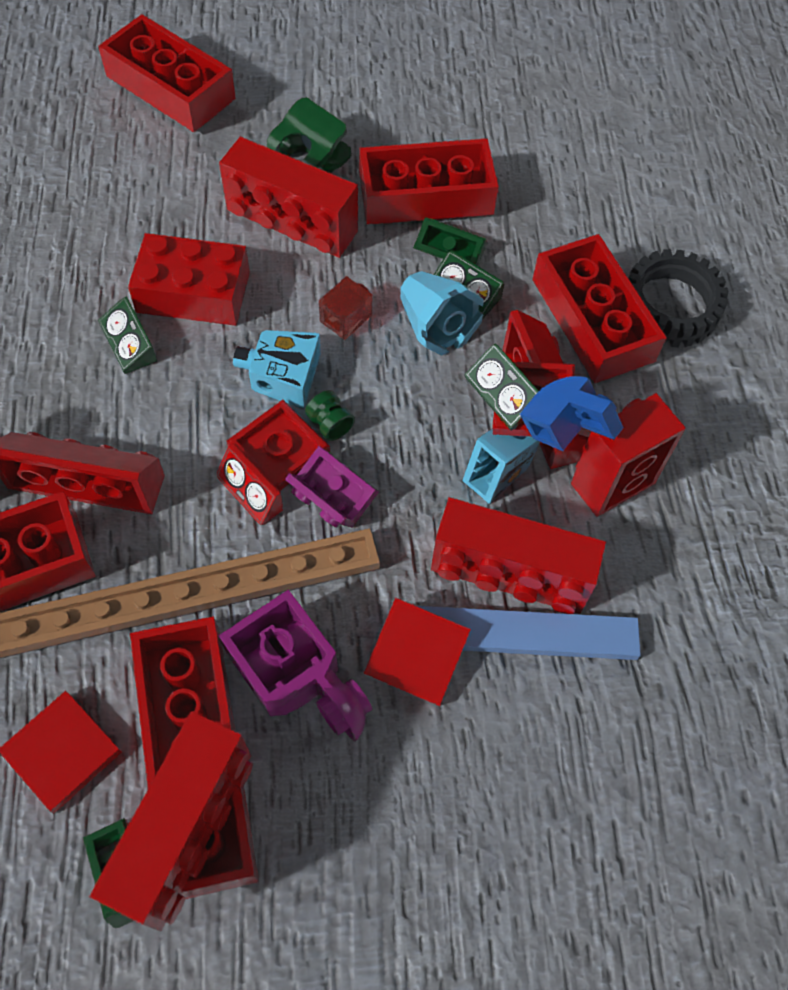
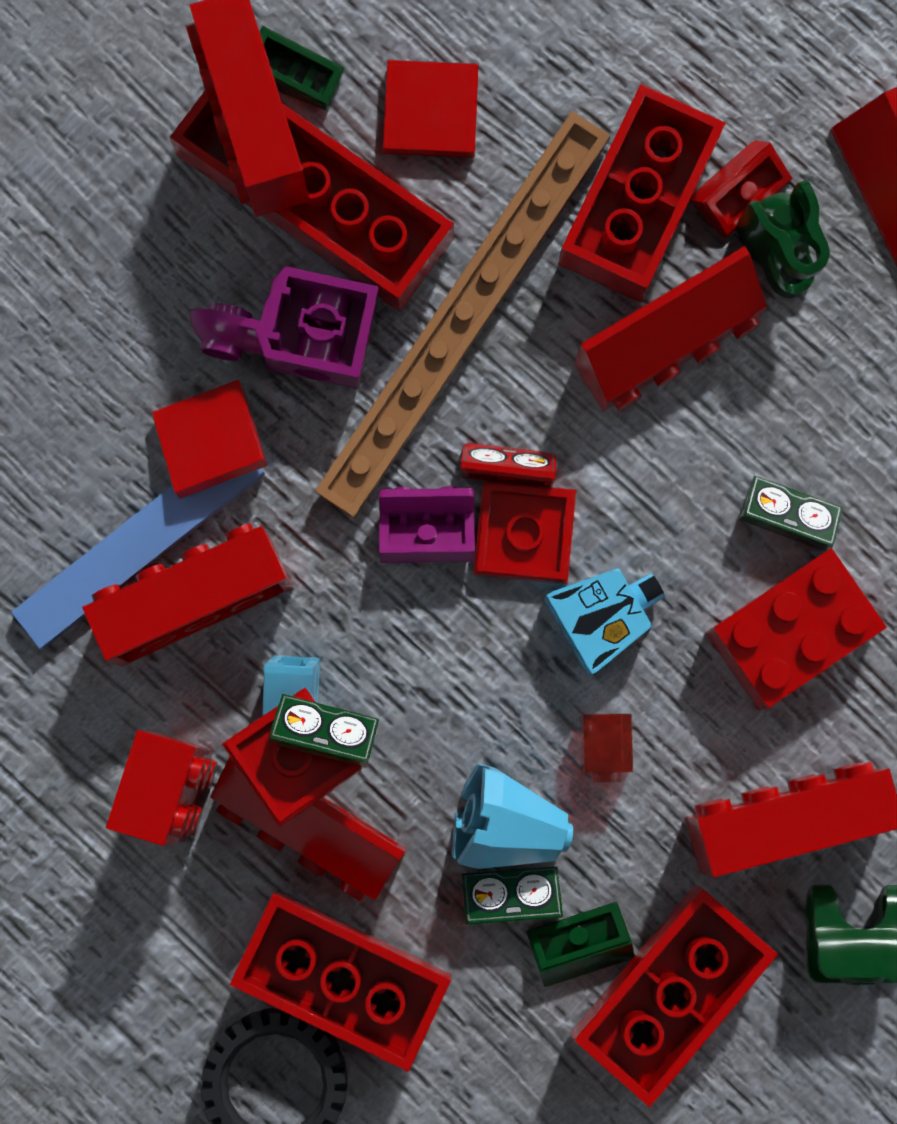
camera: 140 degrees right, 20 degrees up
(329, 414) = (513, 603): dark green wheel -> none
(566, 407) = (235, 740): blue brick -> none

